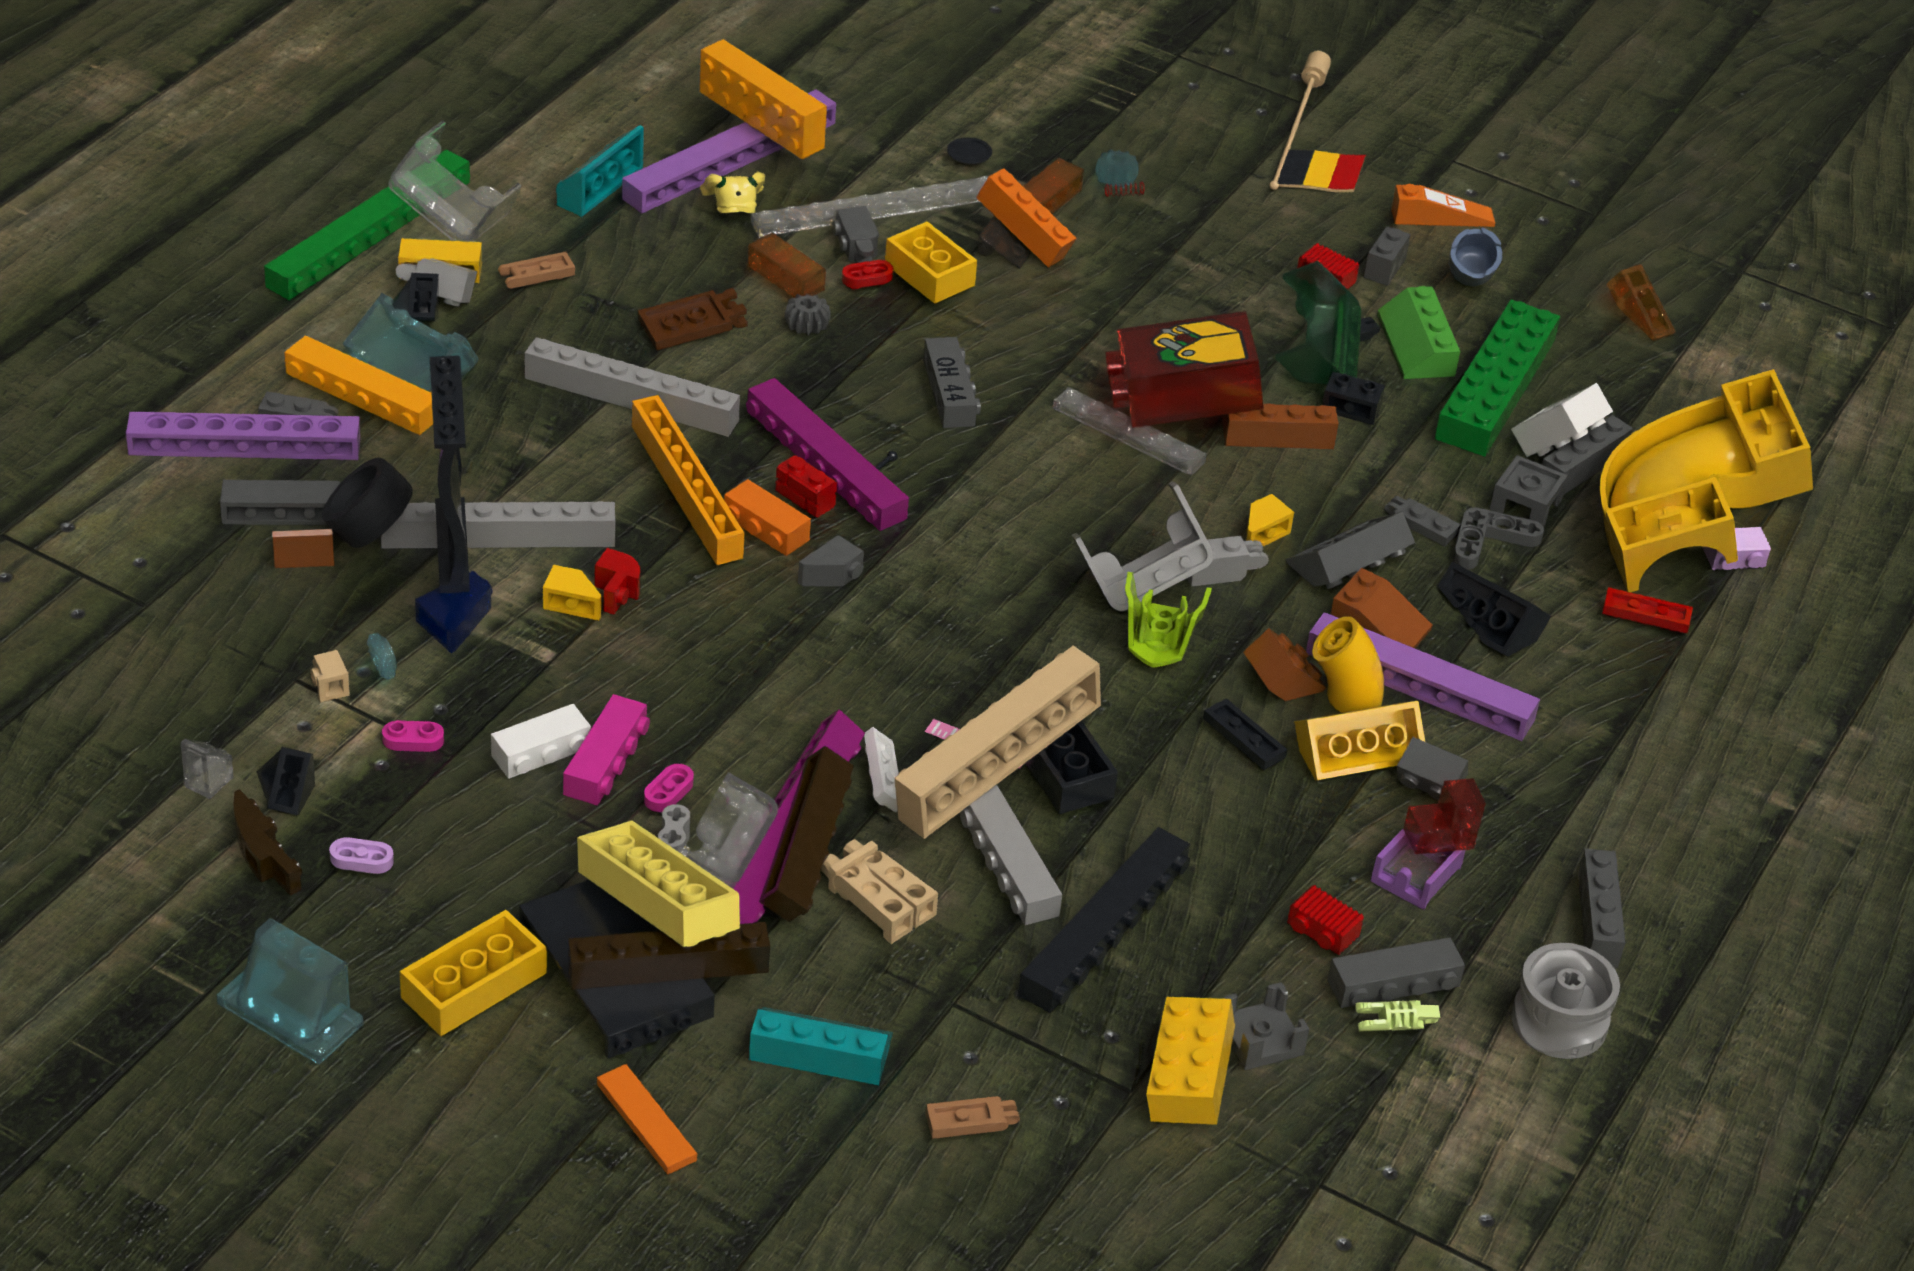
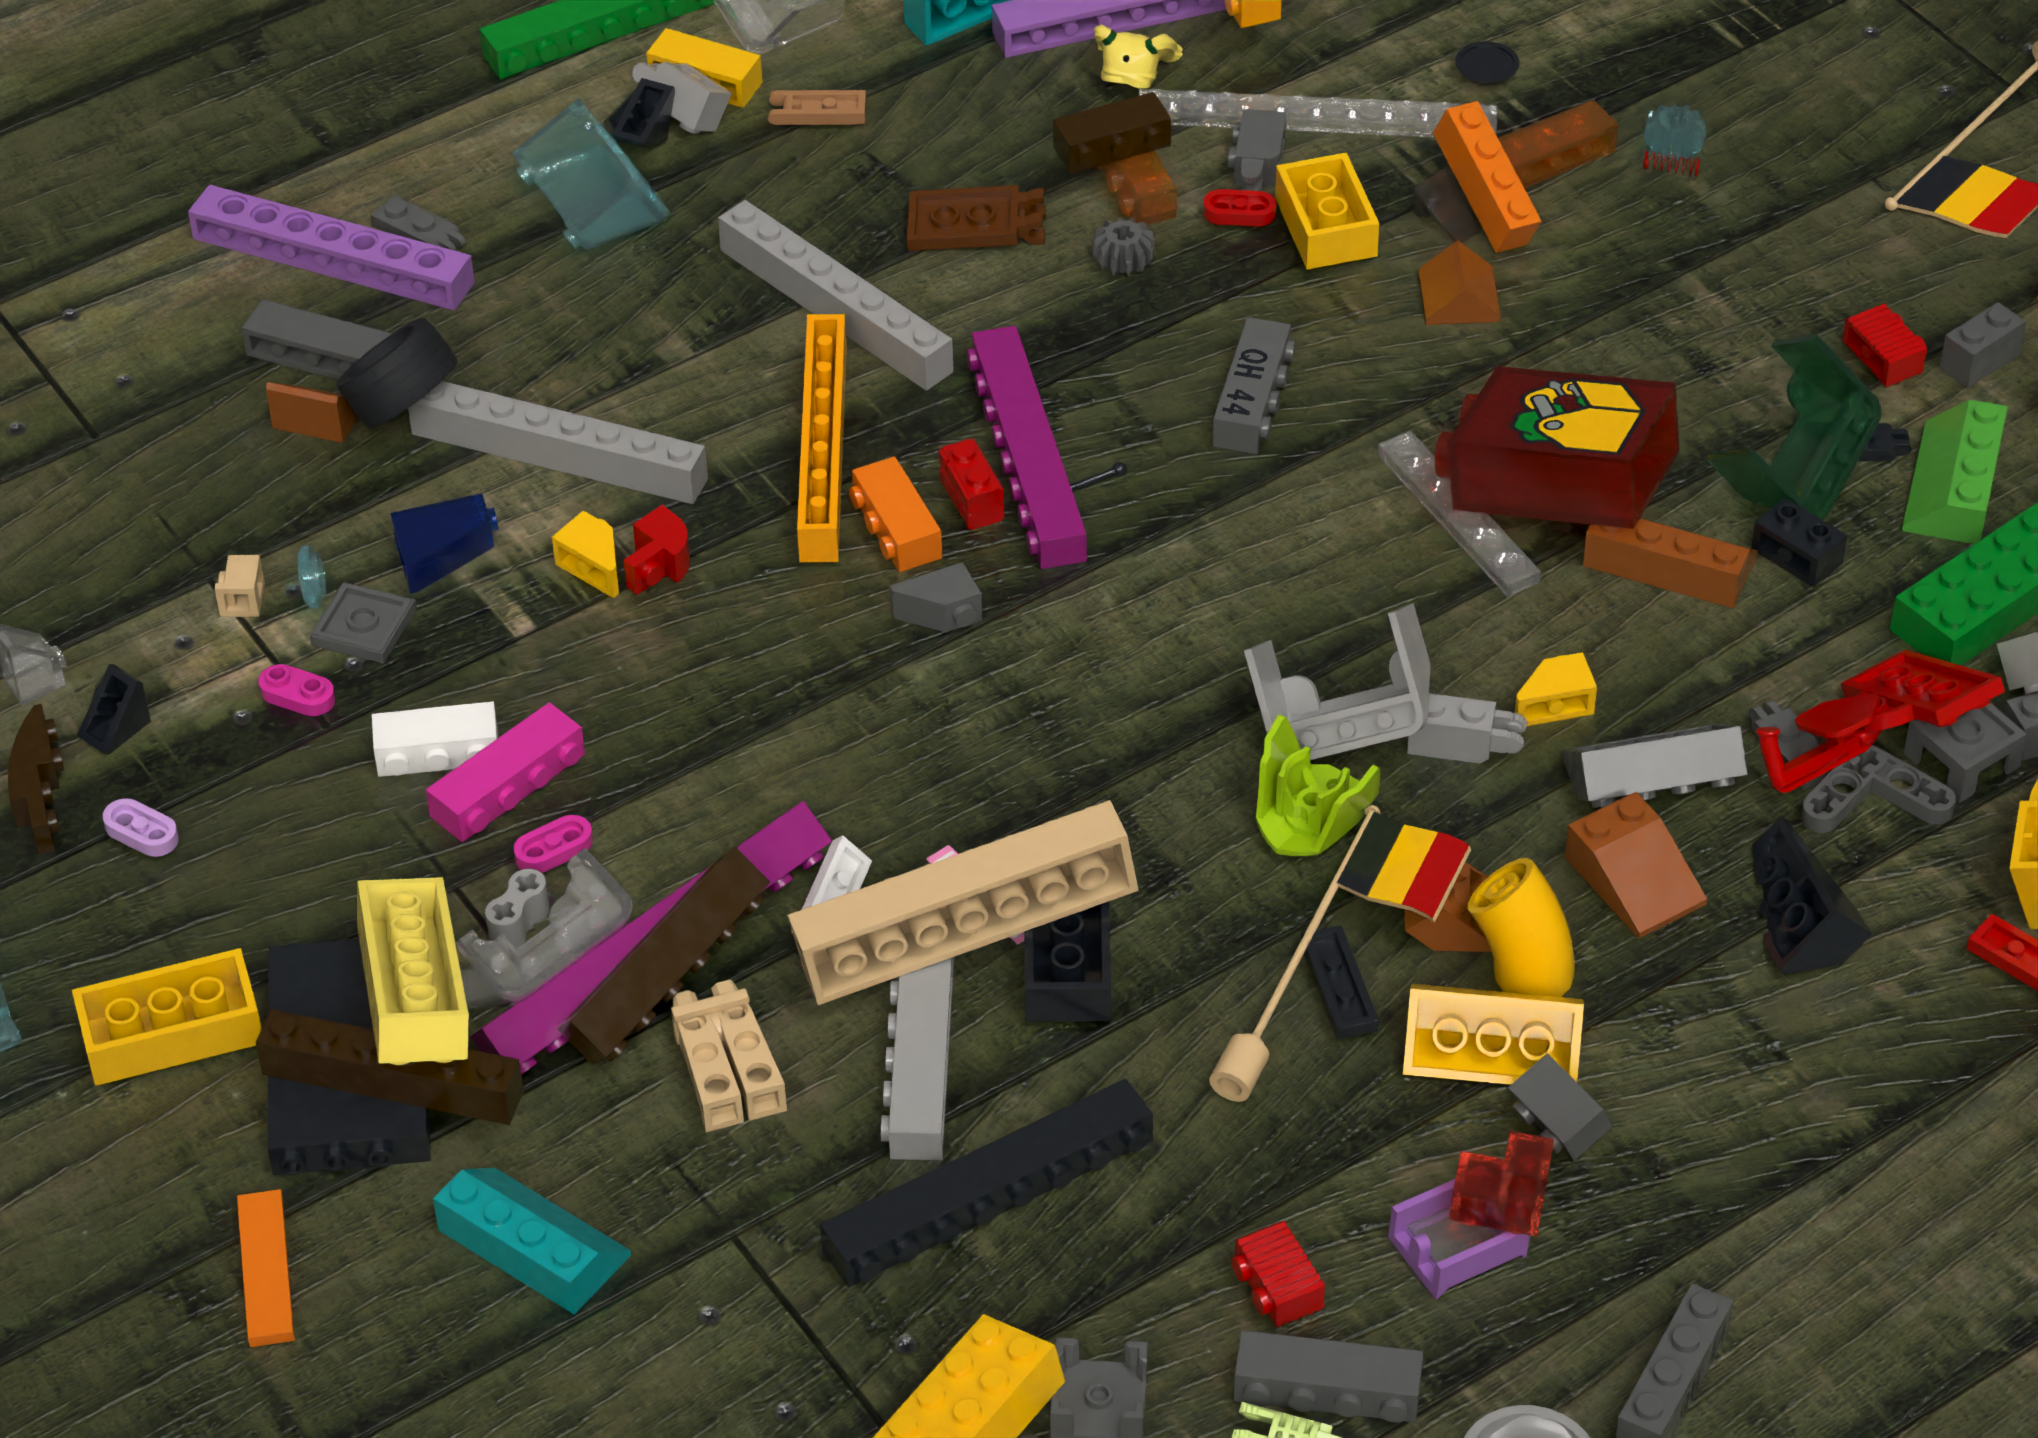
camera: 30 degrees right, 5 degrees up
(360, 384) = (509, 214): light orange brick -> none
(431, 679) = (363, 622): none -> dark grey tile
(450, 506) = (448, 364): black panel -> none
(765, 240) = (1112, 132): none -> dark brown brick
(970, 1116) = (651, 1393): medium nougat hinge -> none
(1039, 294) = (1458, 288): none -> dark orange slope
(1240, 652) = (1383, 865): none -> flag
(1448, 685) = (1655, 981): medium lavender brick -> none
(1473, 472) = (1879, 698): none -> red plate

